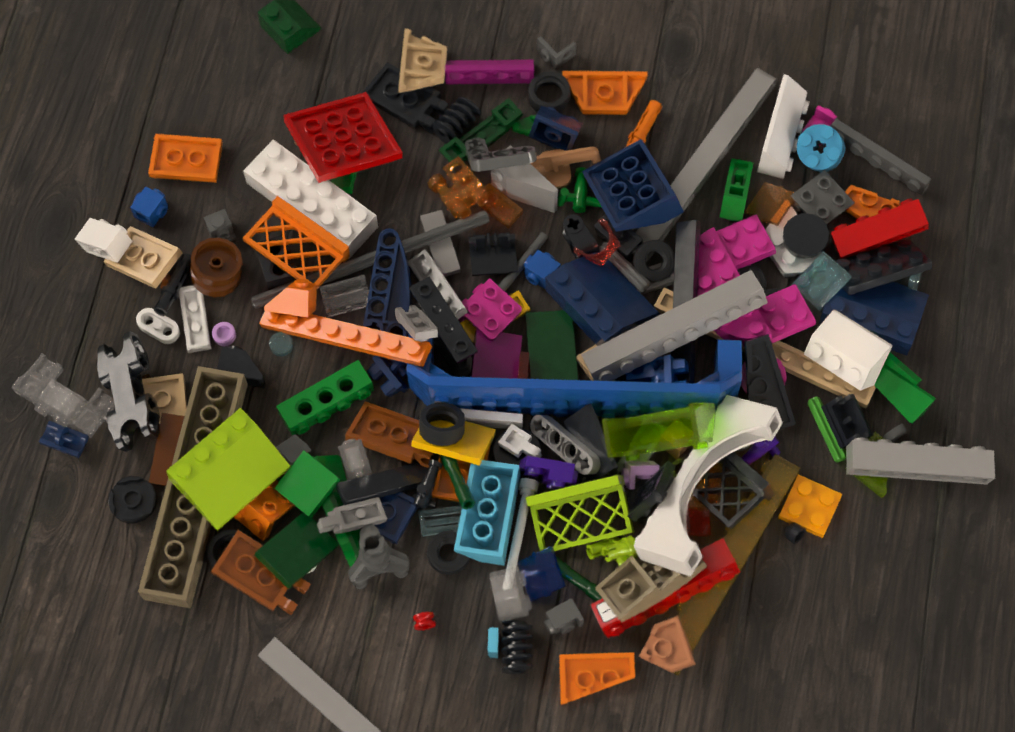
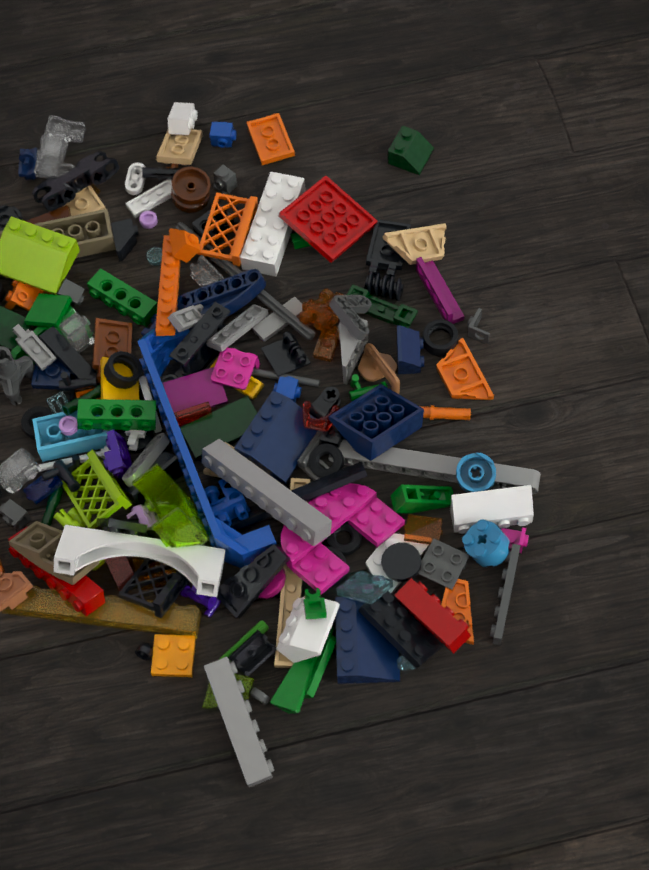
camera: 70 degrees right, 5 degrees down
(486, 509) = (68, 425): none -> lavender tile
(510, 417) = (110, 408): none -> green brick
(535, 541) = (64, 471): none -> black piece
(744, 120) = (476, 462): none -> dark azure brick
(835, 330) = (314, 605): none -> green plate

